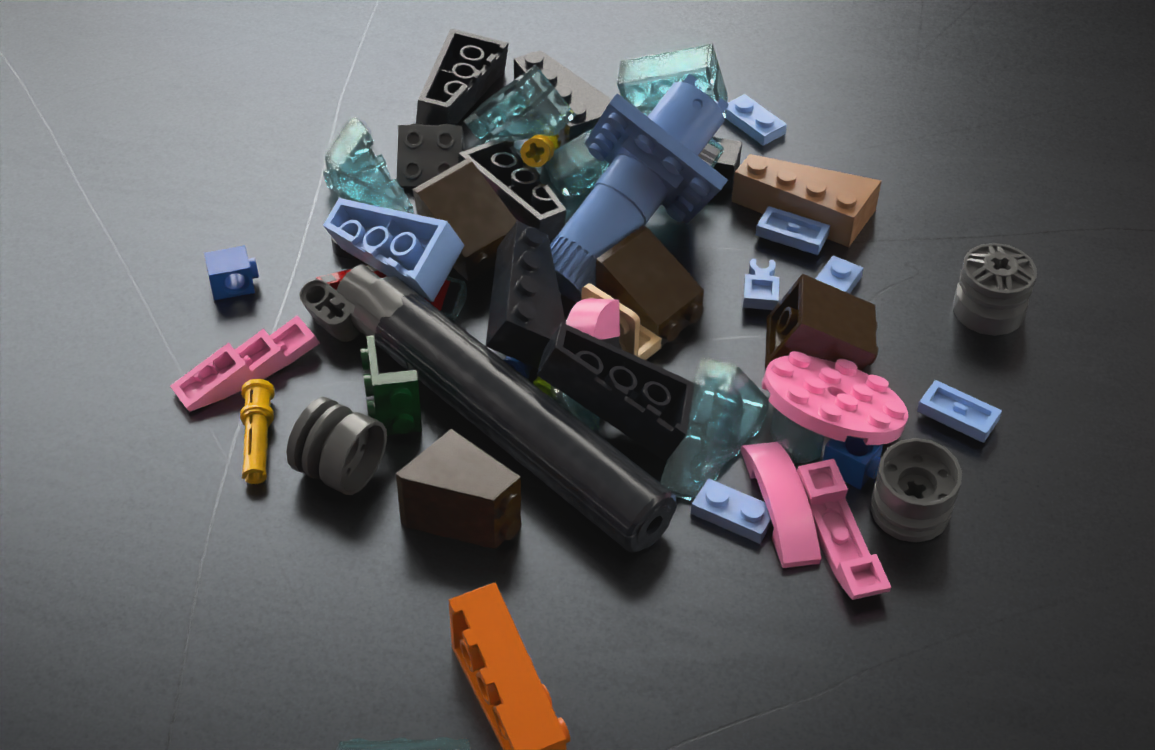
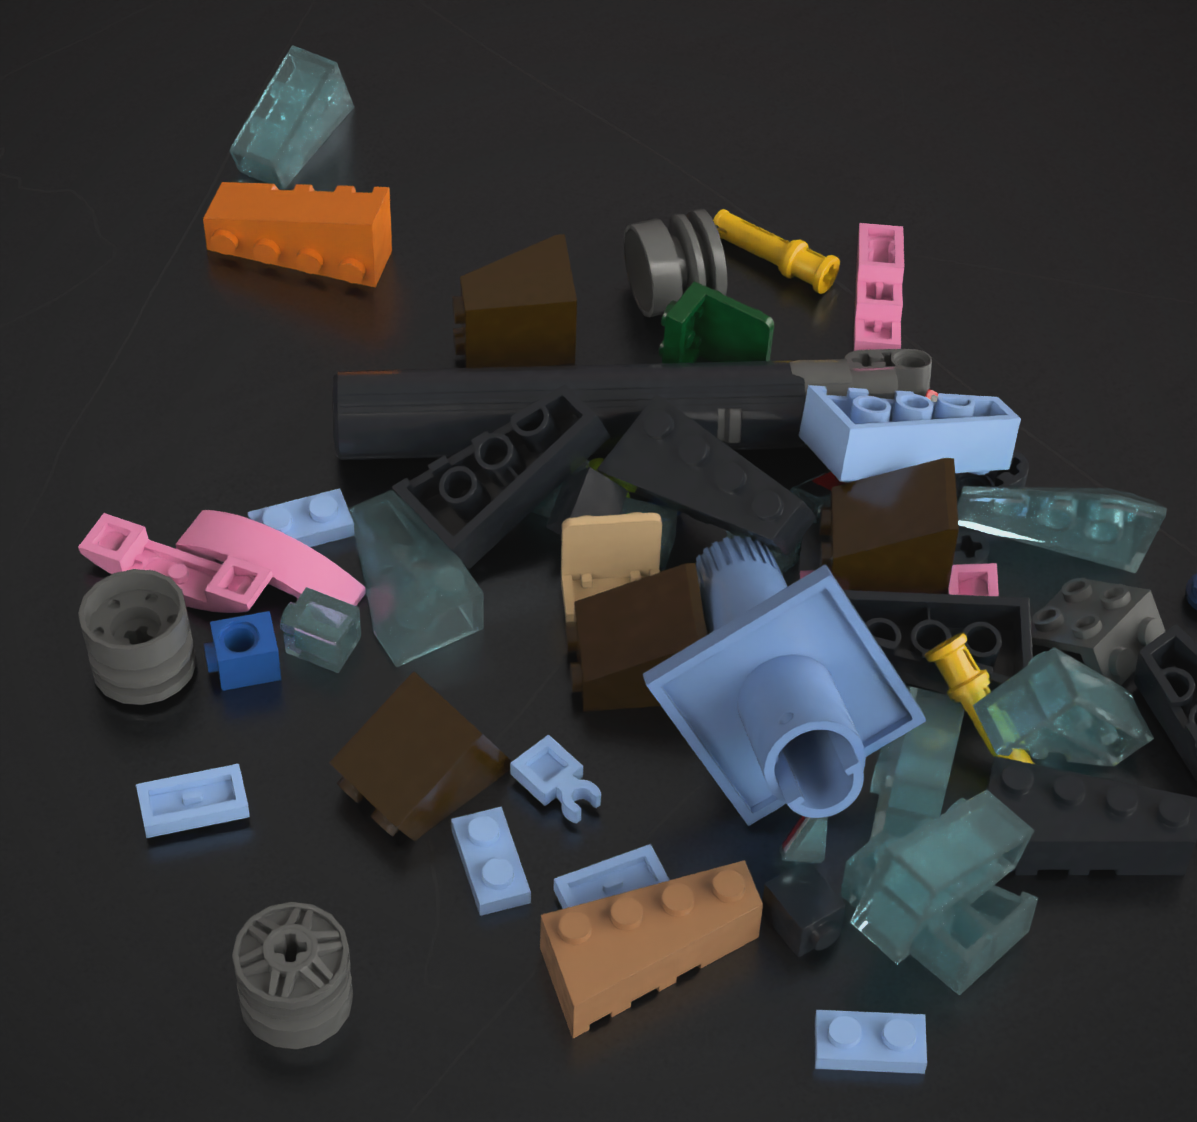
camera: 130 degrees right, 5 degrees up
(231, 272) = (1032, 341): brick -> none
(596, 317) = (600, 489): bright pink brick -> none
(835, 398) = (278, 627): bright pink plate -> none

